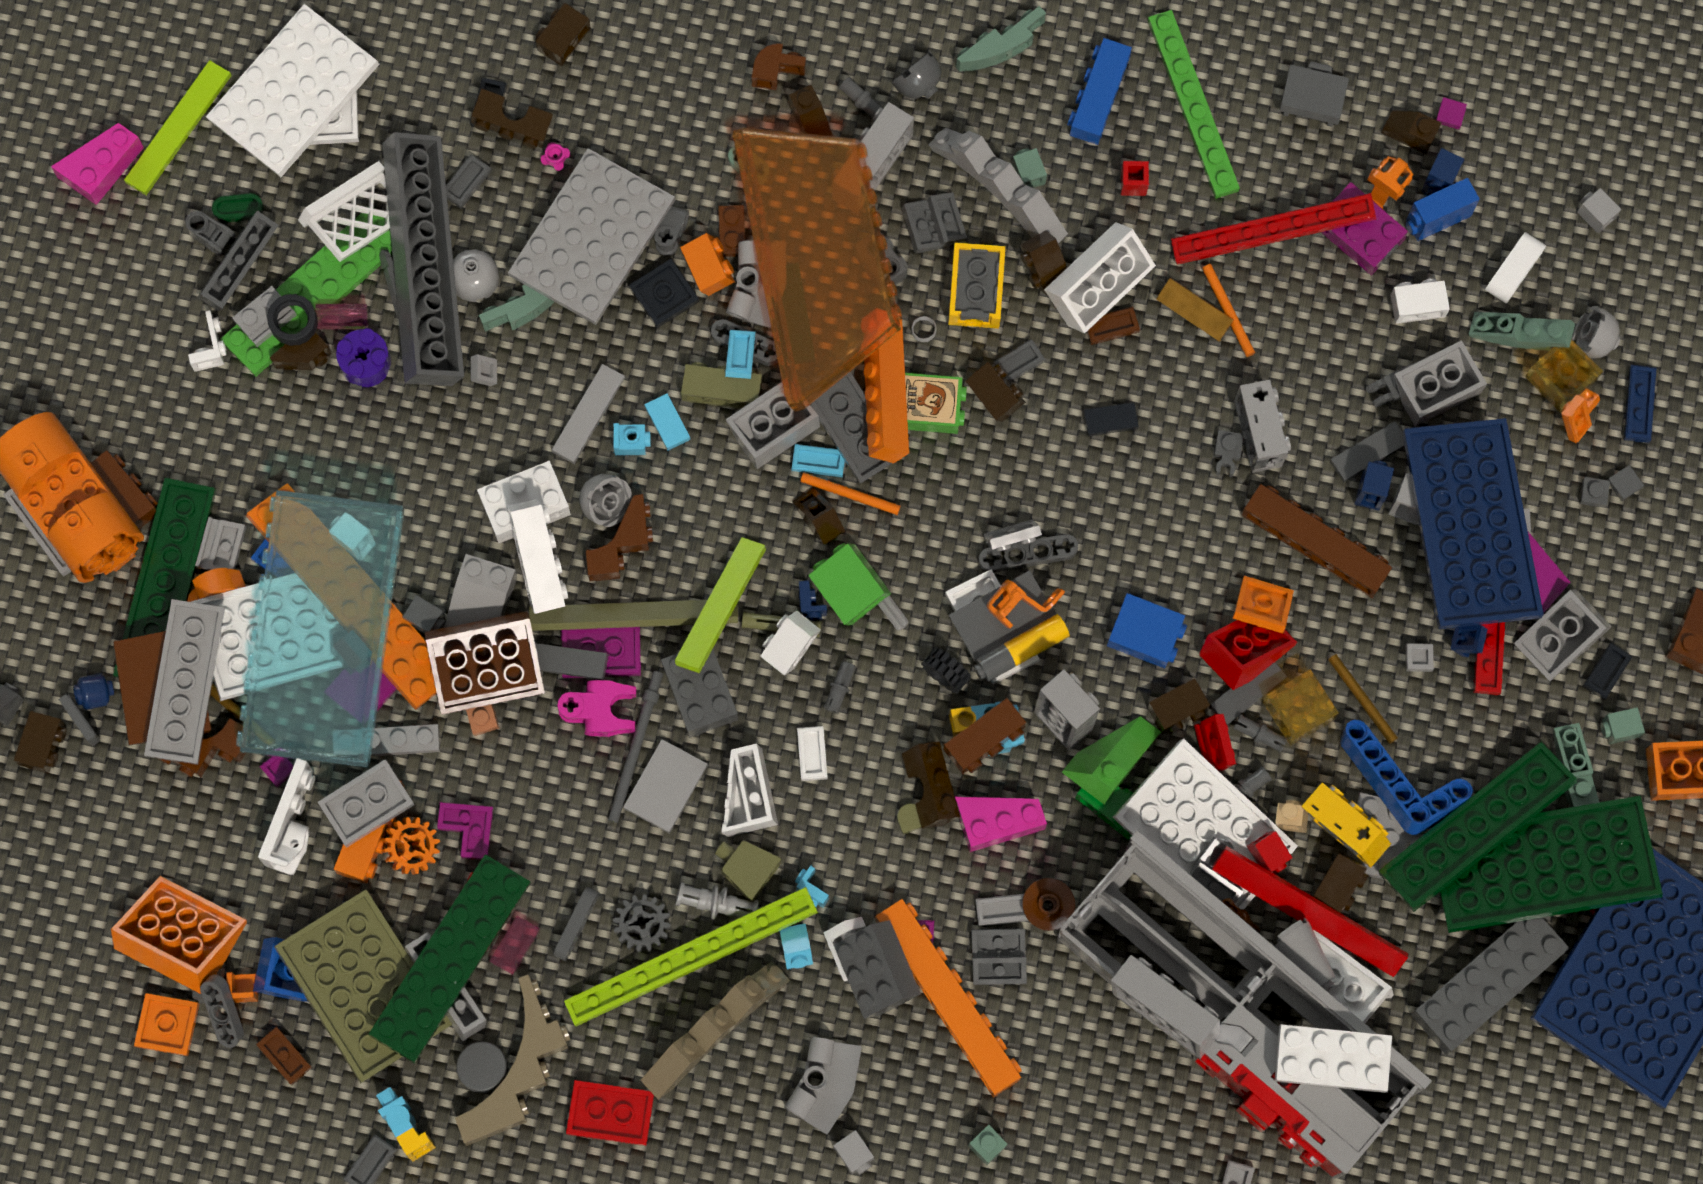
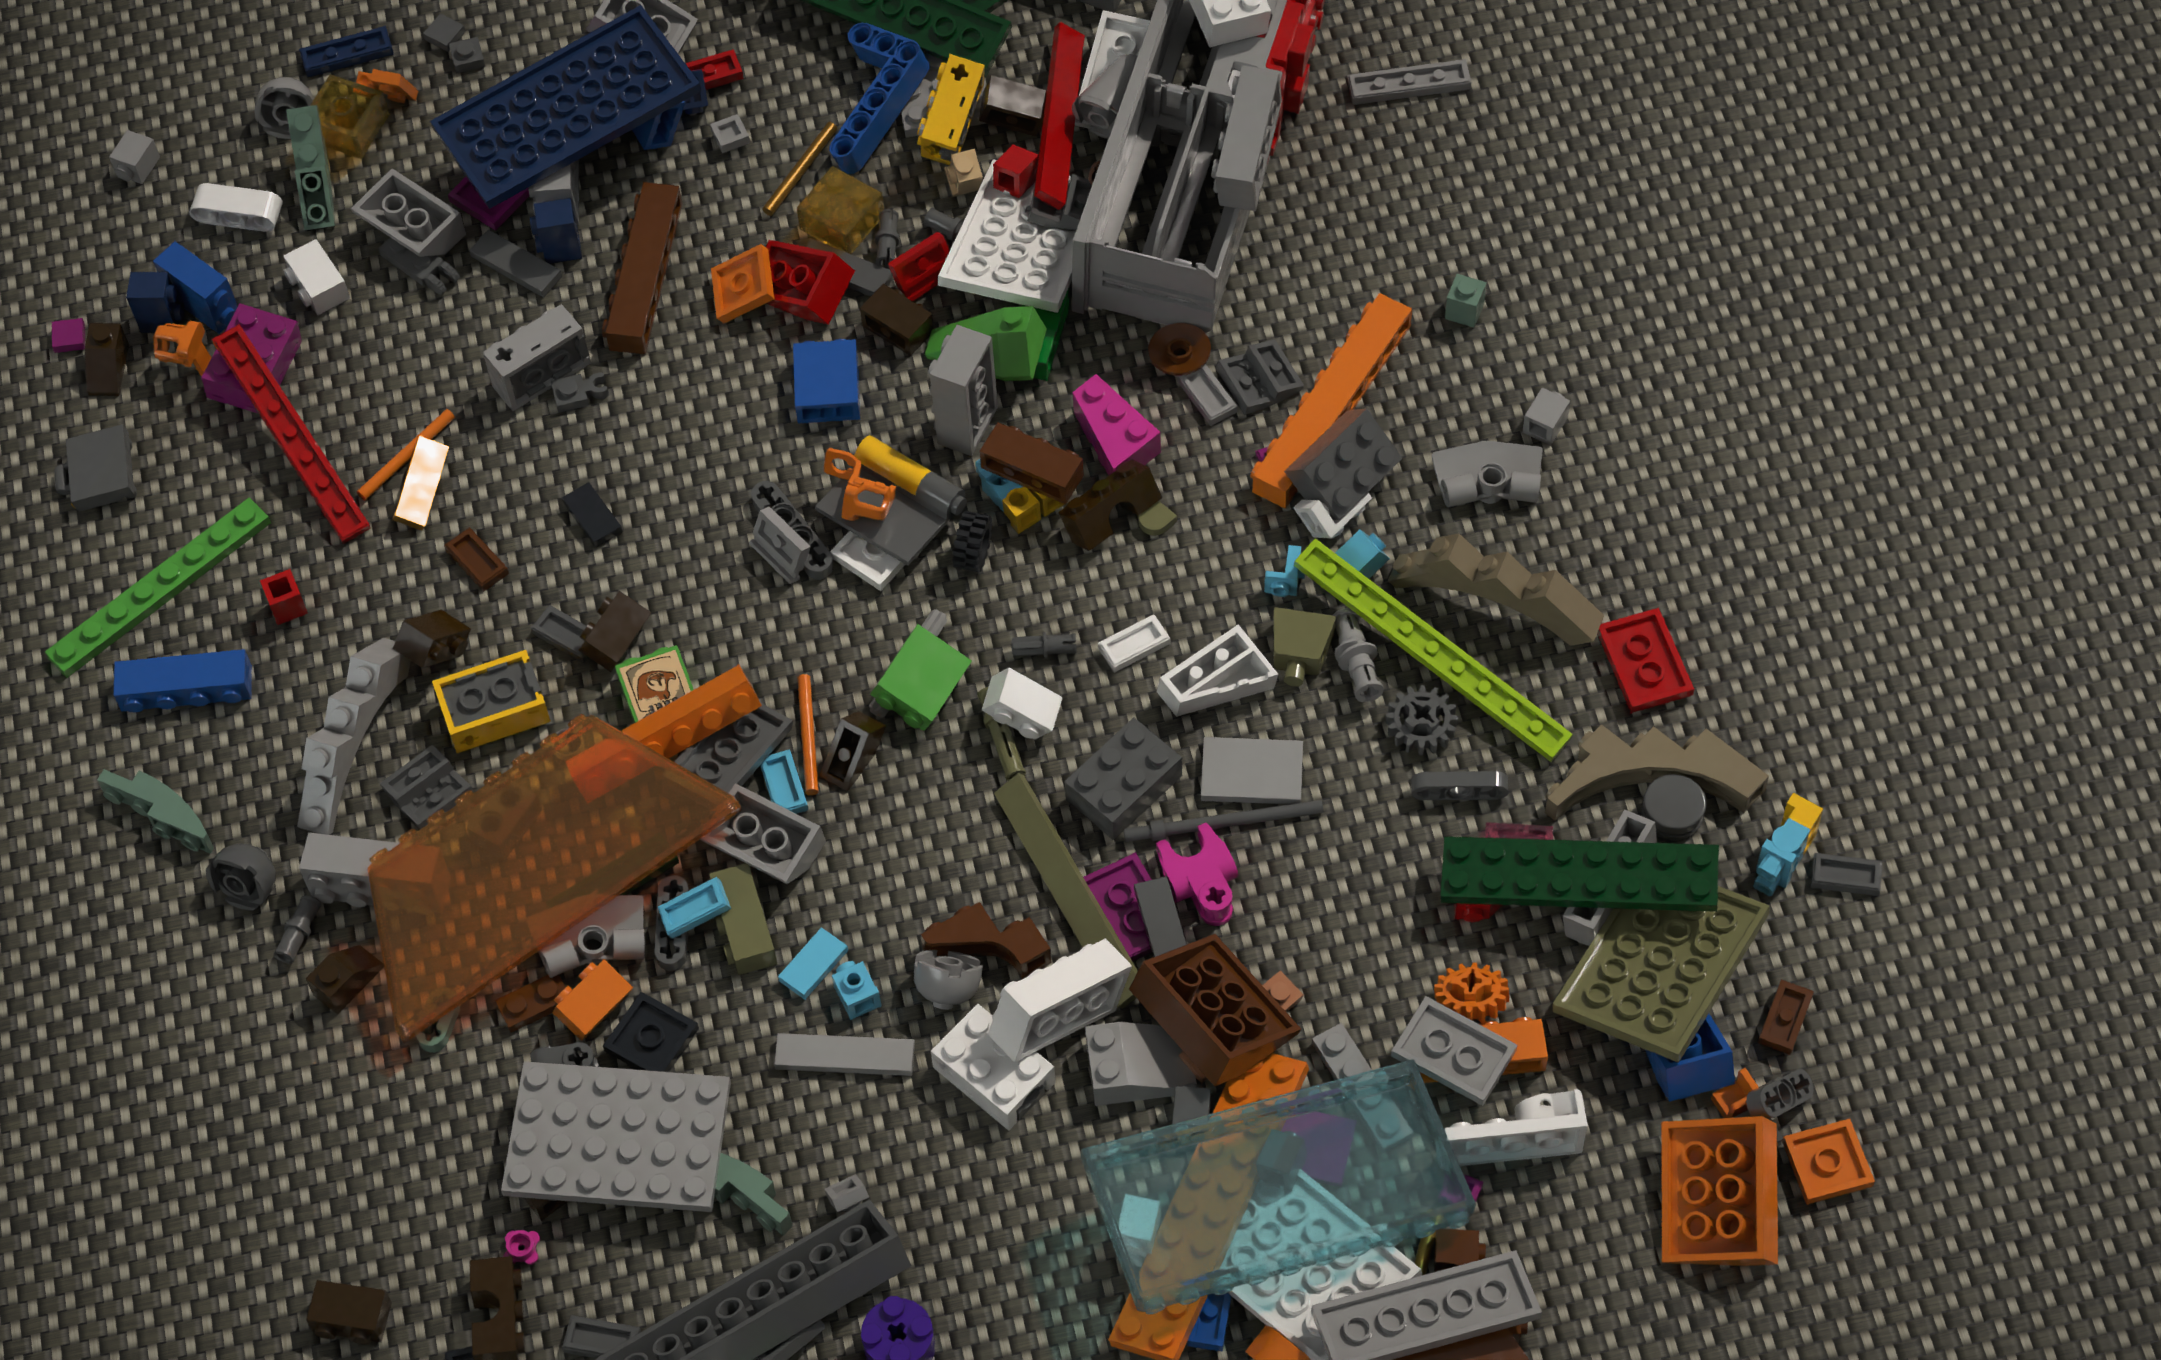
camera: 110 degrees left, 15 degrees down
(473, 822) = (1406, 947): magenta plate -> none
(475, 275) = (721, 1259): light grey cylinder -> none
(720, 605) = (1014, 792): lime tile -> none
(771, 62) = (293, 1050): reddish brown brick -> none
(808, 597) = (962, 718): dark blue bracket -> none
(1029, 167) = (310, 711): sand green brick -> none
(1100, 277) = (426, 577): white brick -> none

